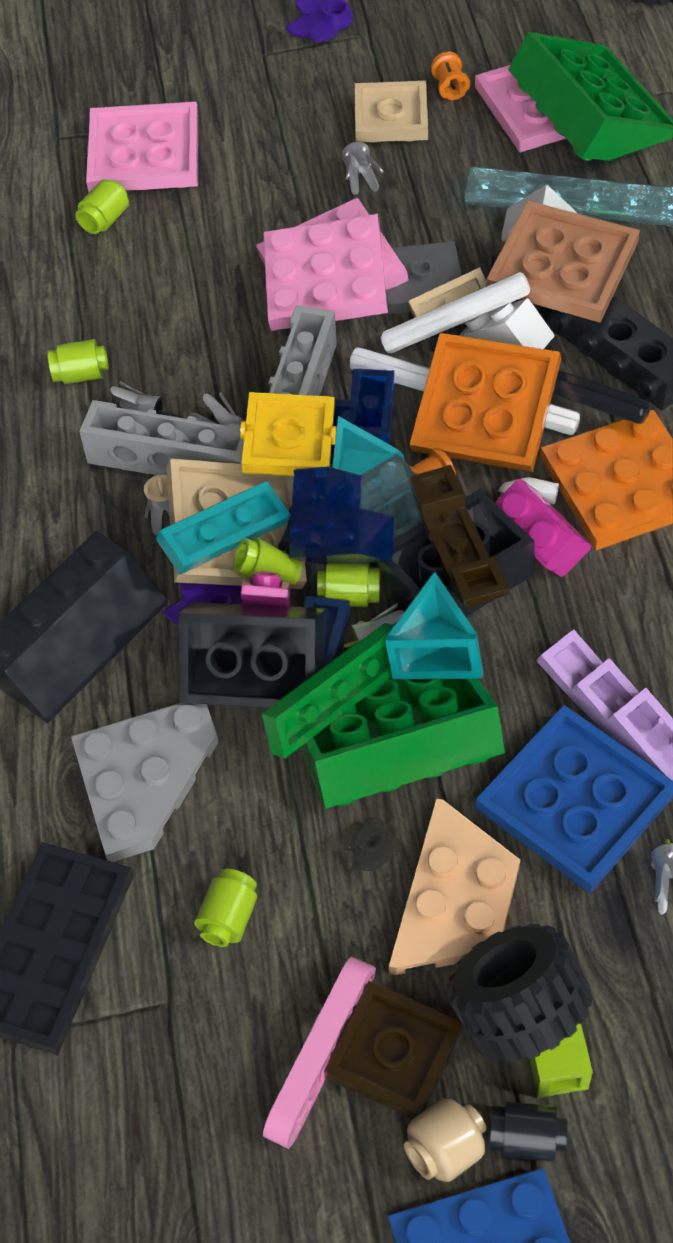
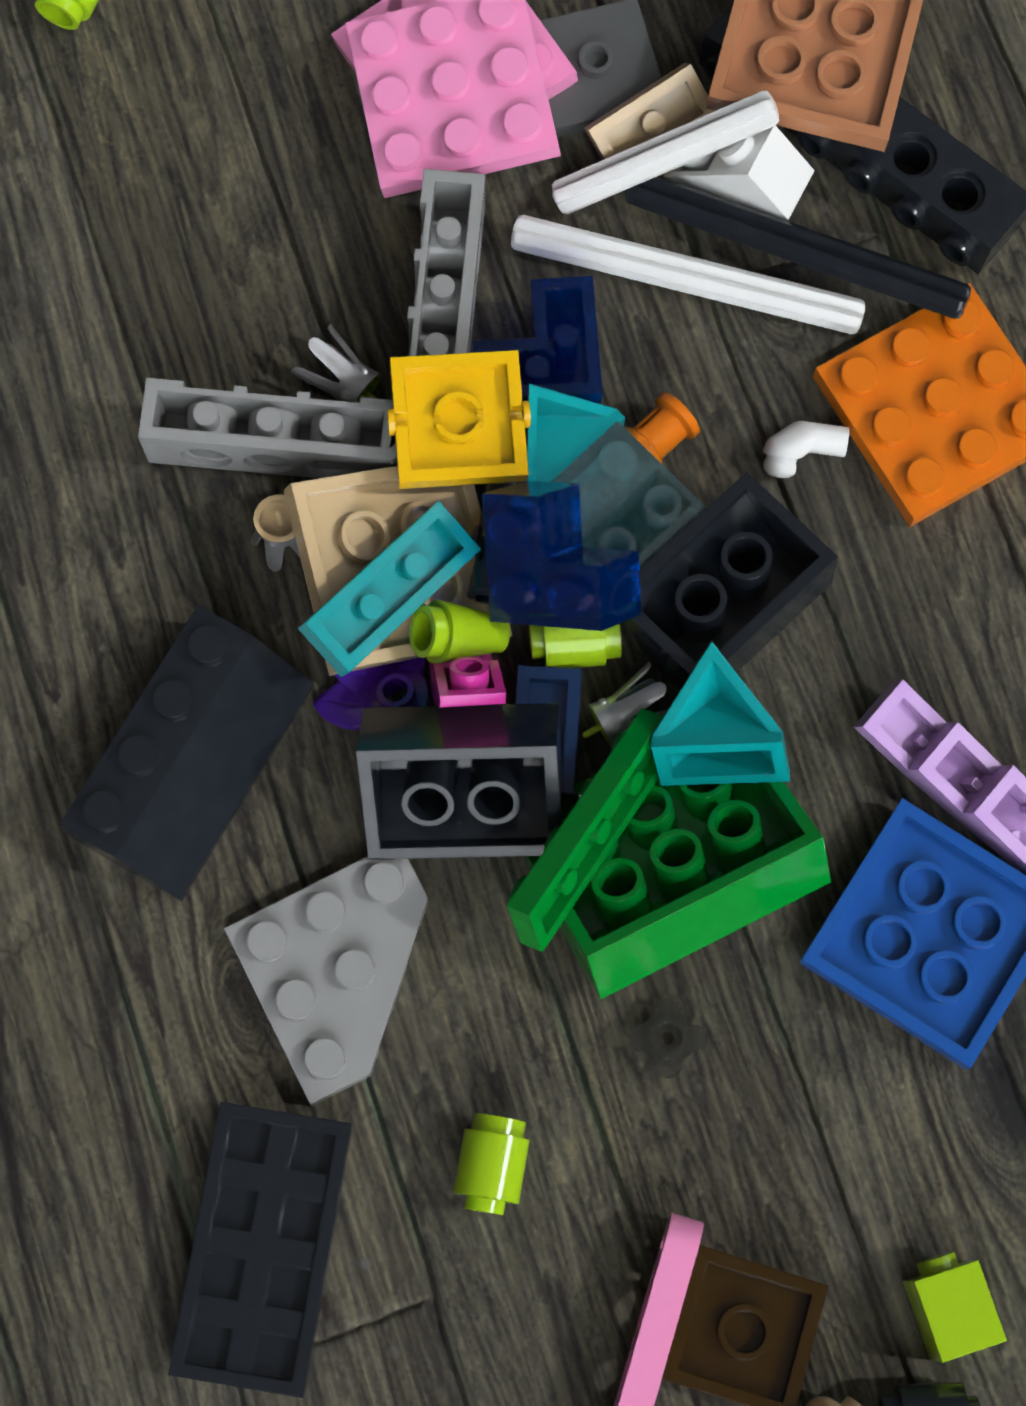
camera: 15 degrees left, 20 degrees up
(77, 362) = (97, 286): lime brick -> none
(135, 400) = (222, 355): flat silver piece -> none
(455, 538) = (732, 578): dark brown slope -> none
(456, 893) = (791, 1094): light nougat wing -> none
(486, 401) = (729, 304): orange plate -> none
(519, 992) = (932, 1287): black tyre -> none
(556, 541) = (838, 513): dark pink brick -> none

